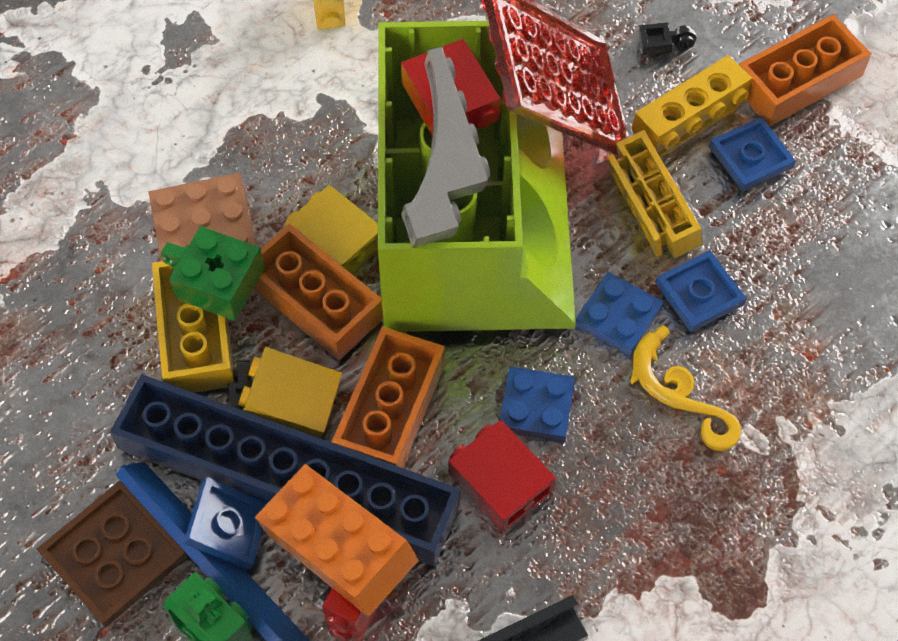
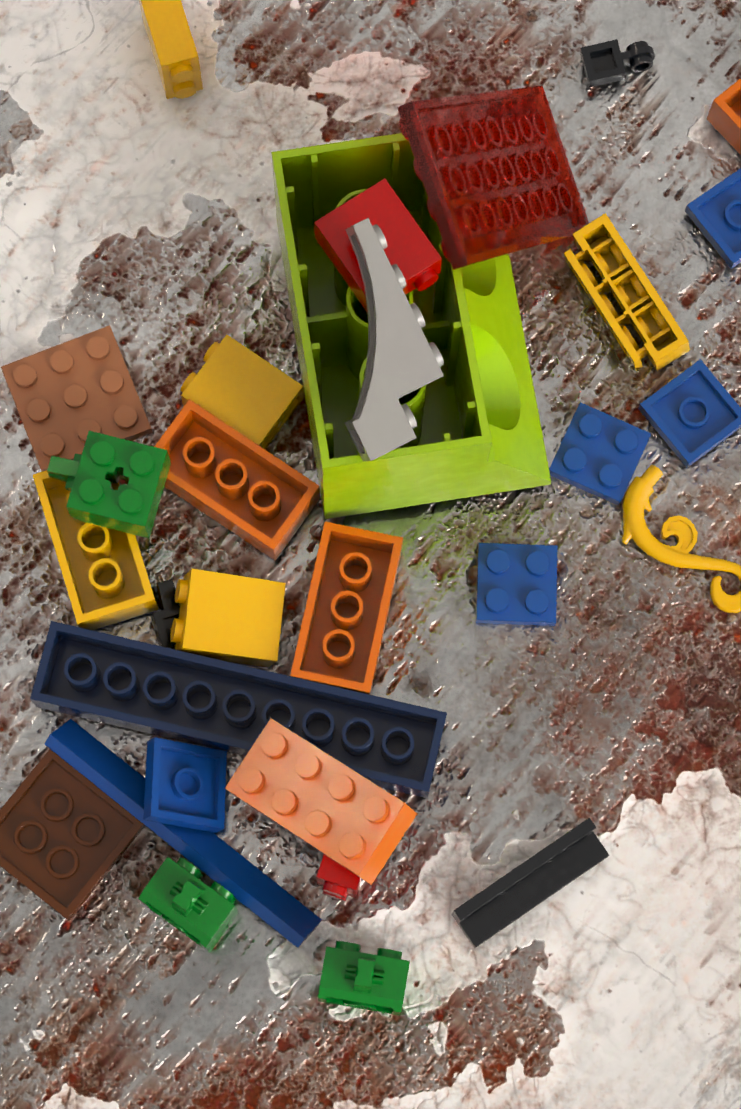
camera: 10 degrees left, 15 degrees up
(501, 475) = (487, 680): red brick -> none
(693, 105) = (694, 122): yellow brick -> none

